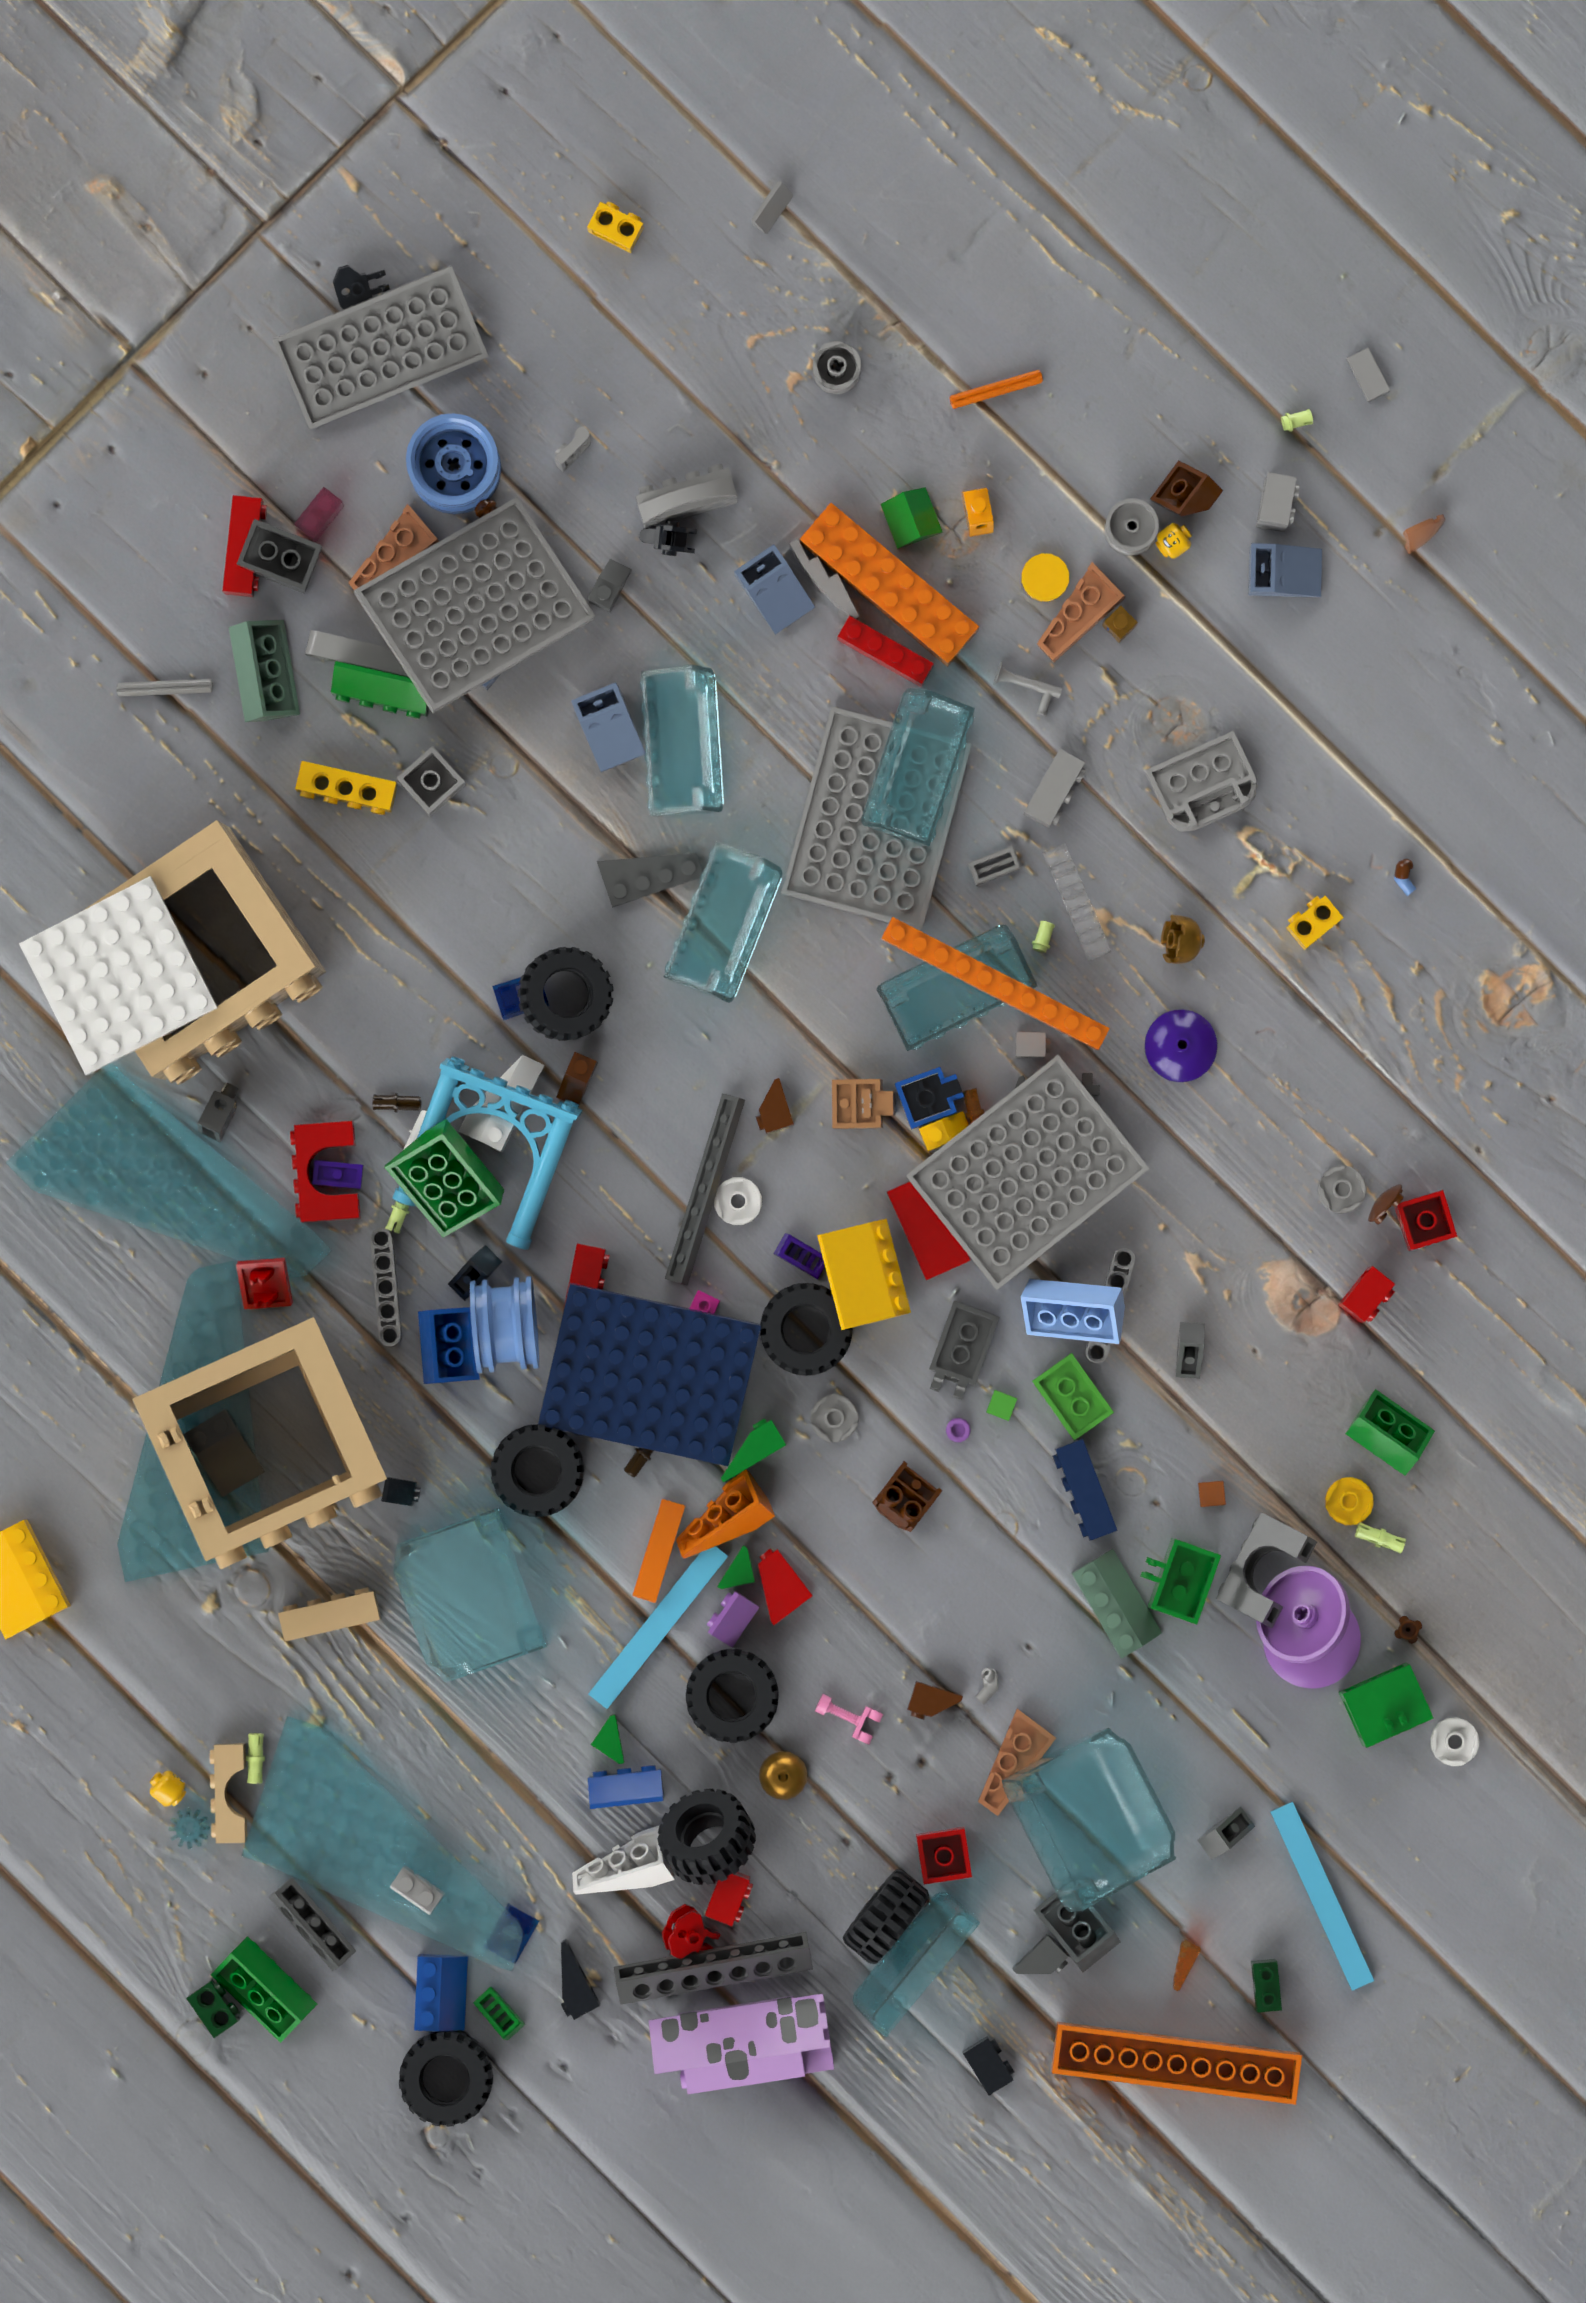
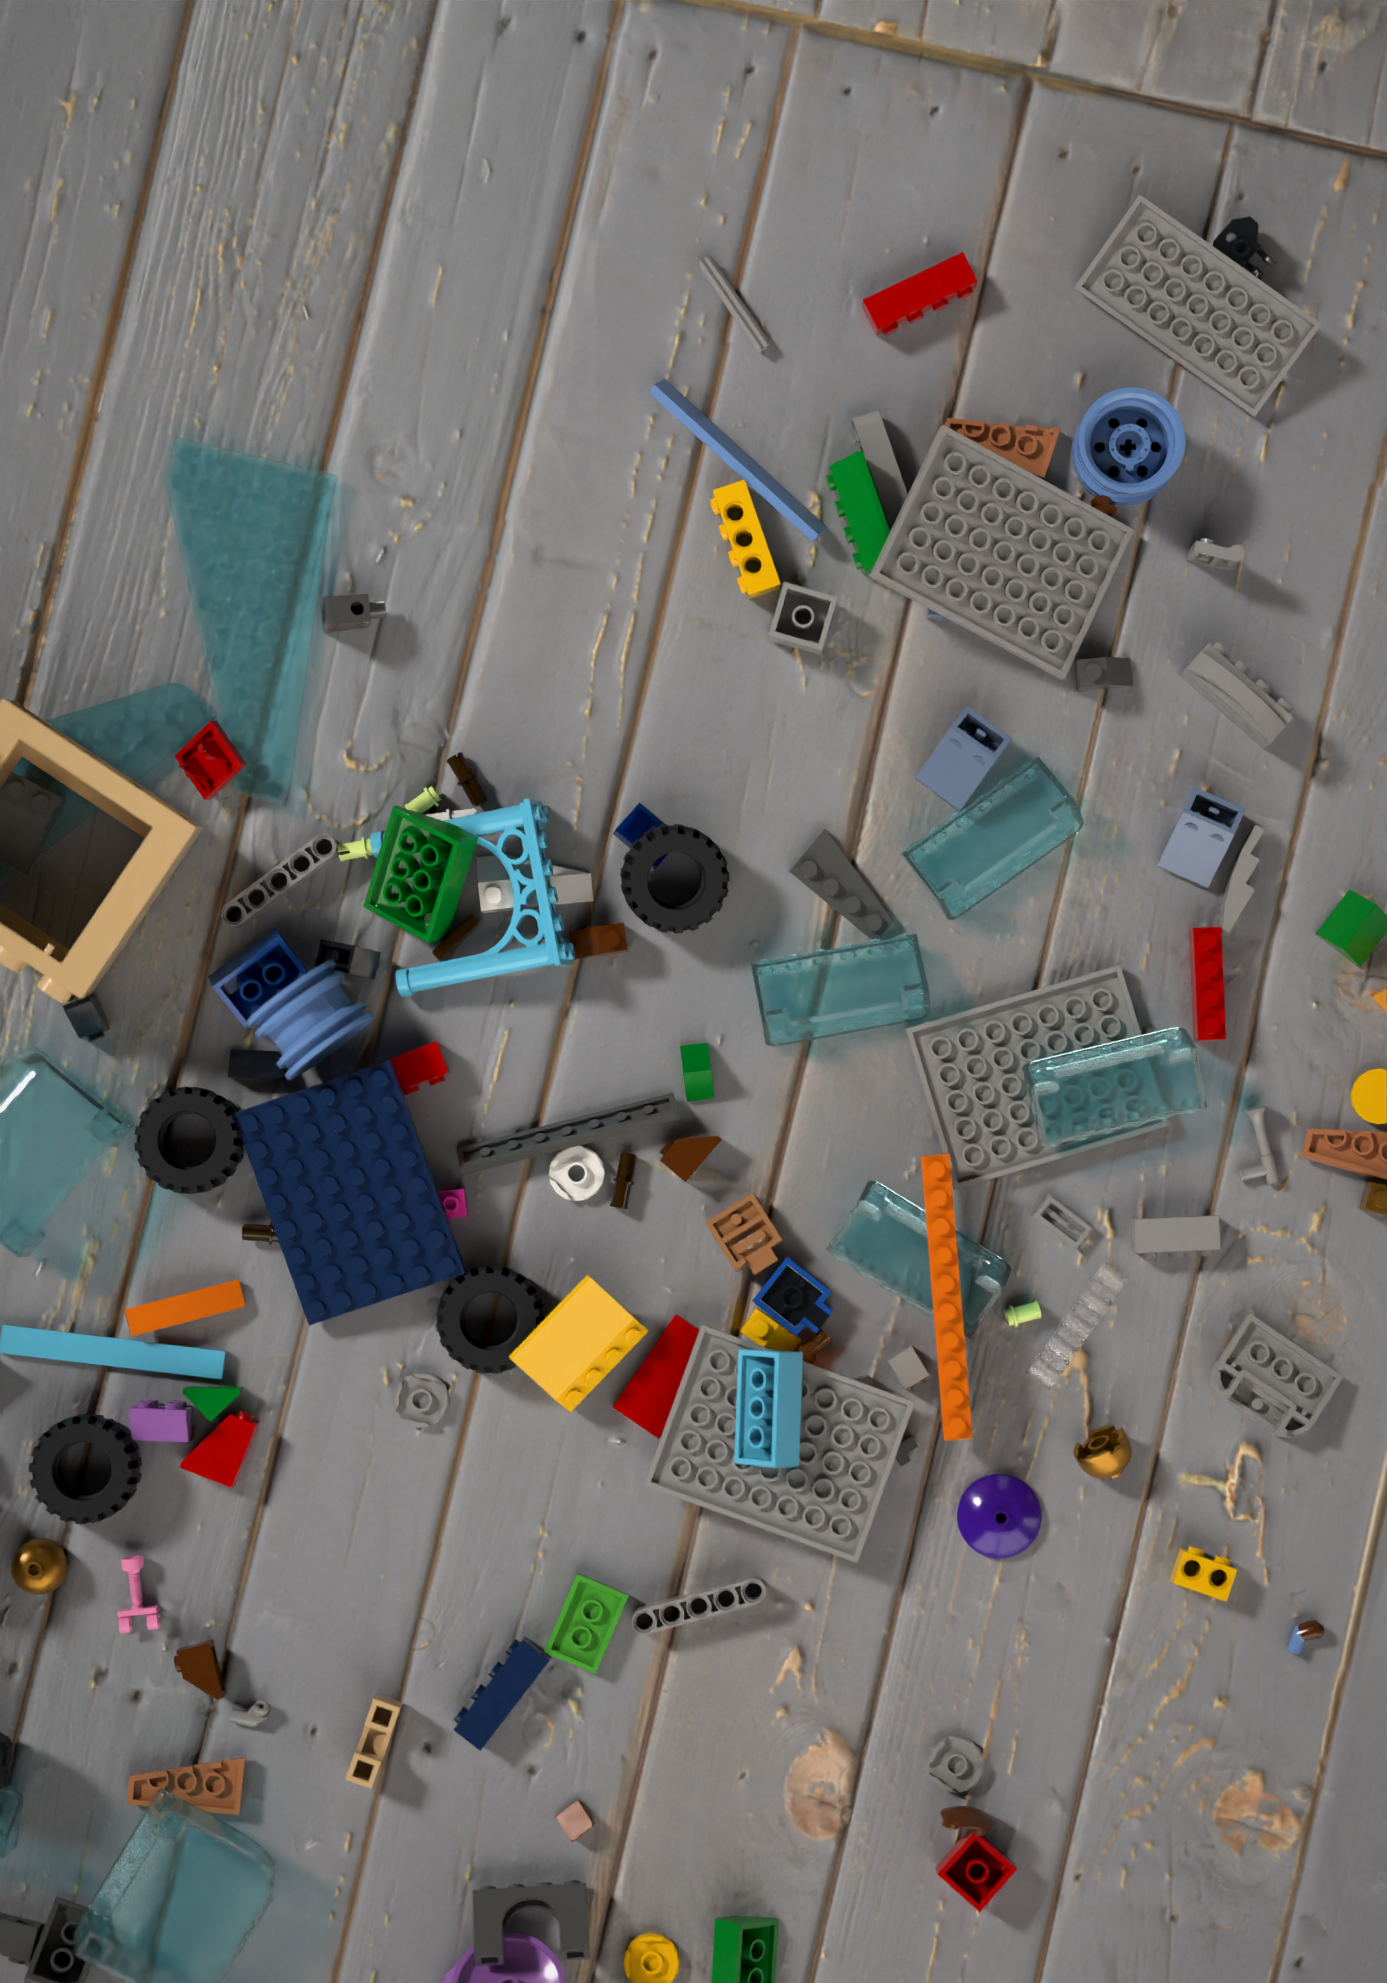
camera: 60 degrees right, 0 degrees up
(118, 975) = (416, 426): white plate -> none
(255, 1004) = (403, 449): tan door -> none
(264, 670) = (810, 389): sand green slope -> none
(279, 556) = (931, 334): dark grey slope -> none
(283, 756) = (738, 460): none -> medium blue tile
(309, 1141) = (318, 758): red arch -> none
(319, 514) = (996, 348): clear pink brick -> none
(337, 1174) = (361, 765): dark purple plate -> none
(393, 1145) = (424, 800): none -> yellowish green pin
(509, 1183) = (456, 937): none -> dark brown tile
(511, 1388) = (255, 1064): none -> black slope
(668, 538) = (1186, 702): black hinge -> none
(718, 1066) = (697, 1072): none -> green slope
(734, 1513) = (265, 1358): orange wedge -> none
(757, 1446) = (346, 1343): green slope -> none
(765, 1169) = (623, 1180): none -> dark brown axle
(784, 1243) = (560, 1245): dark purple slope -> none
(889, 584) = (1275, 947): orange brick -> none
(905, 1498) = (385, 1520): reddish brown slope -> none
(943, 1855) = (54, 1775): red brick -> none
(958, 1430) = (484, 1529): medium lavender tile -> none
(962, 1347) = (568, 1484): dark grey tile -> none
(996, 1163) = (768, 1408): none -> medium azure slope
(1001, 1405) = (535, 1557): bright green tile -> none
(1062, 1604) = (374, 1741): none -> tan arch
(1073, 1311) = (670, 1573): light blue slope -> none
(1116, 1603) = (408, 1793): sand green slope -> none
(1182, 1580) = (469, 1846): green piece -> none
(1190, 1350) = (704, 1711): dark grey slope -> none
(1367, 1294) = (866, 1856): red brick -> none

